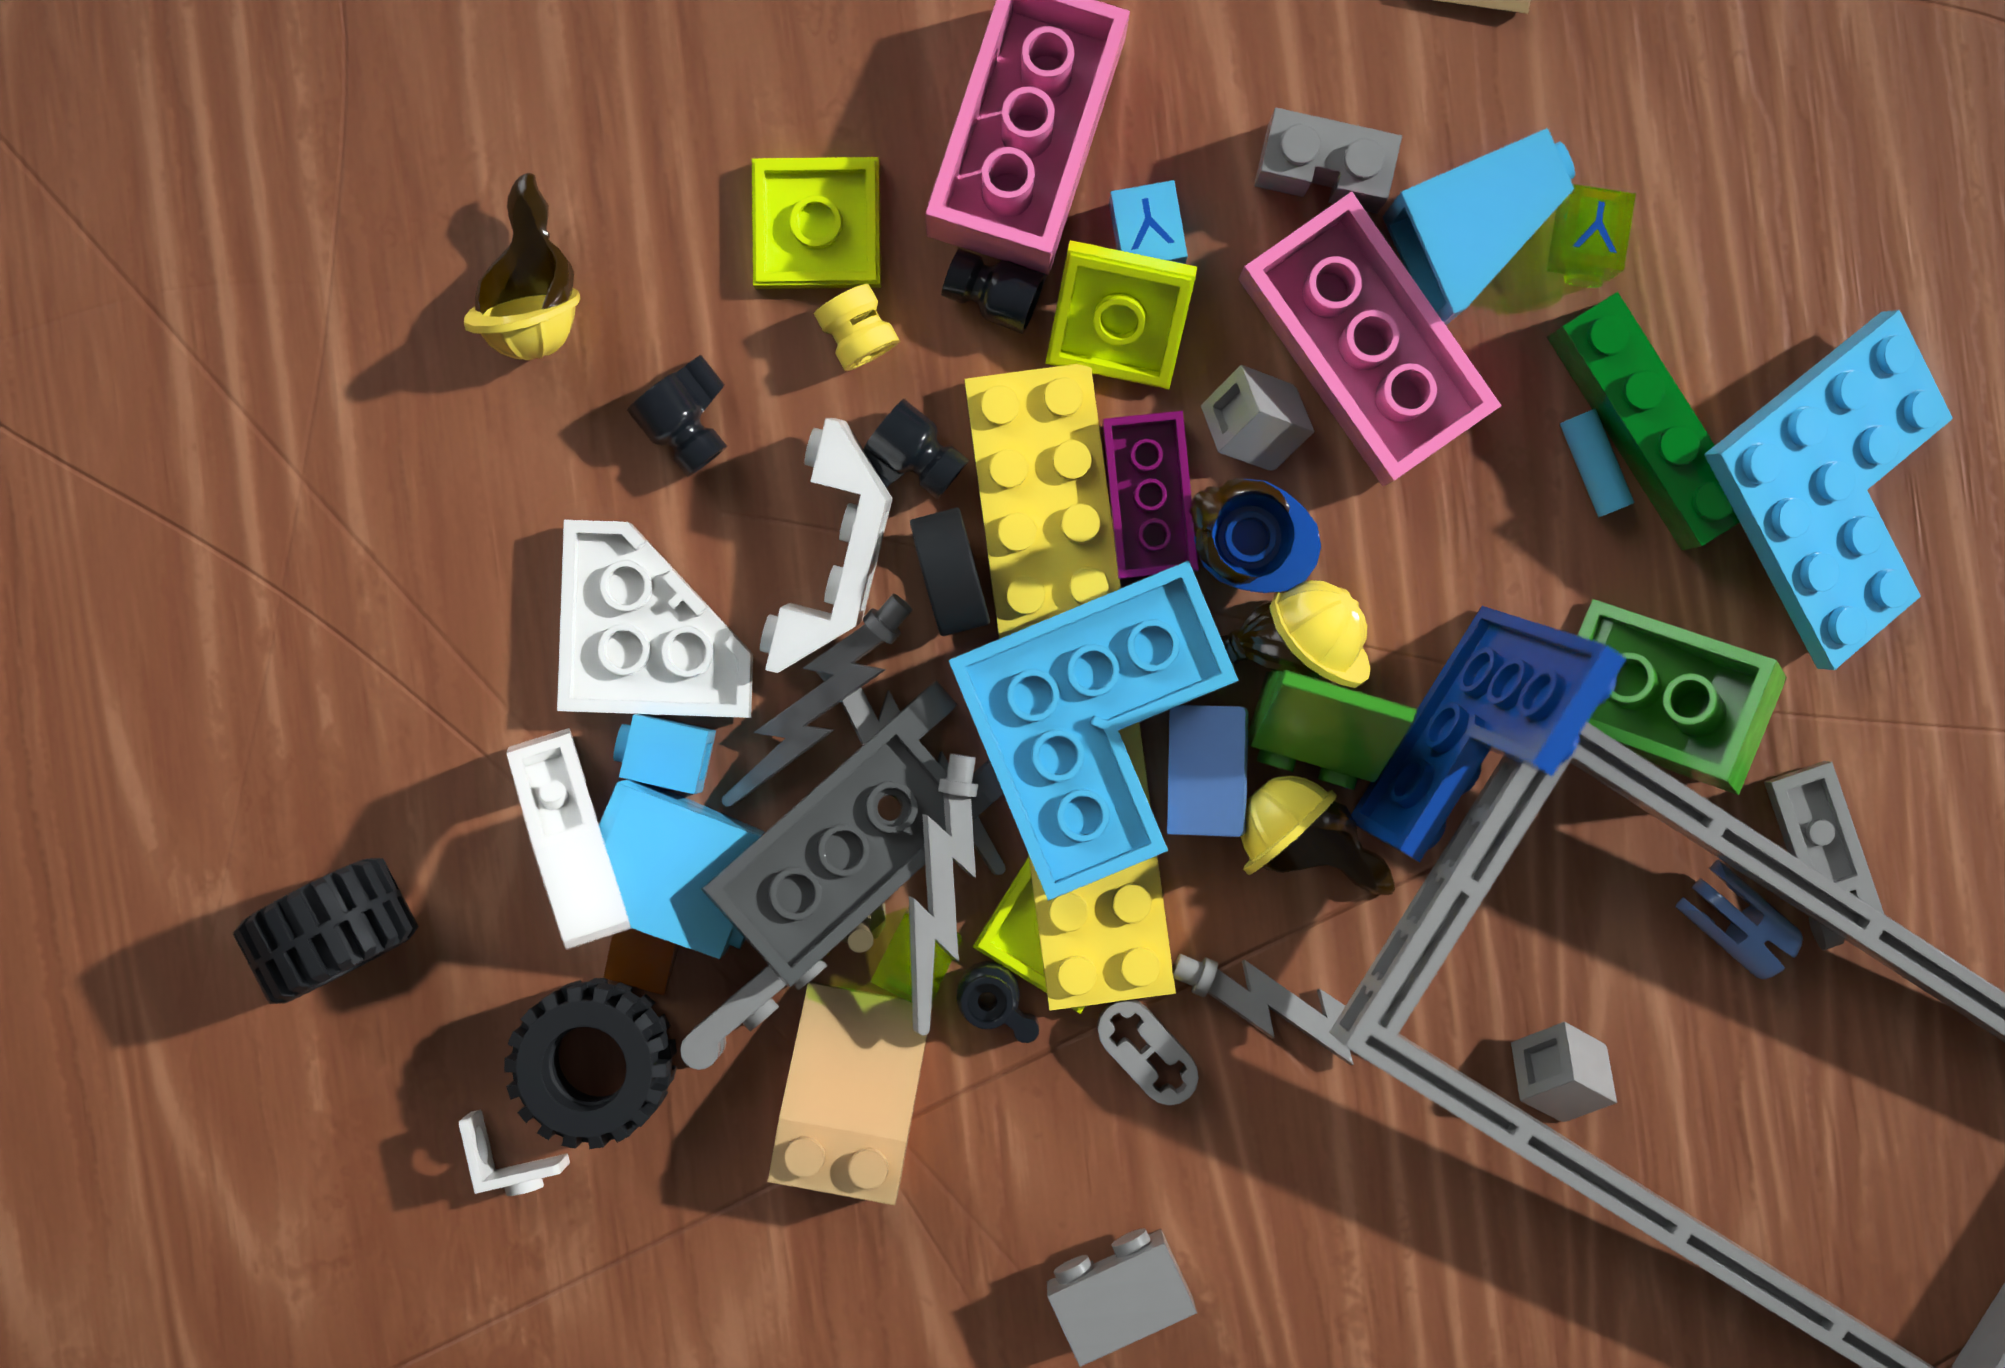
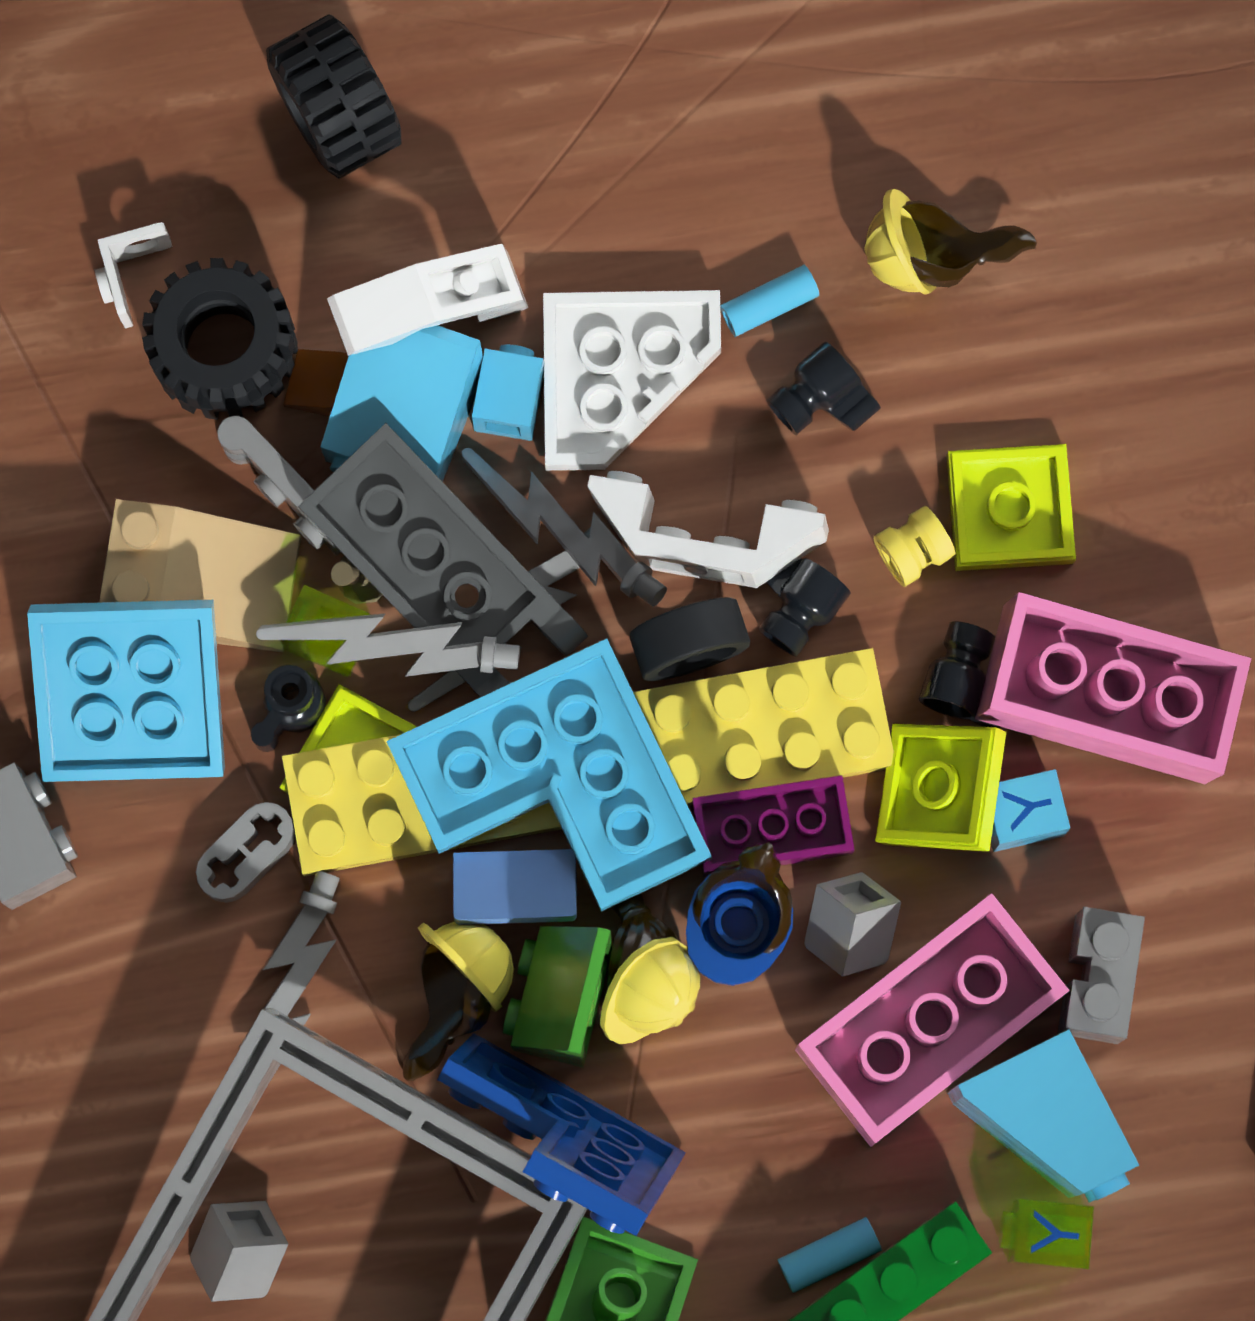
camera: 90 degrees right, 10 degrees down
(576, 466) = (769, 300): none -> medium azure hinge
(974, 1175) = (127, 690): none -> medium azure plate

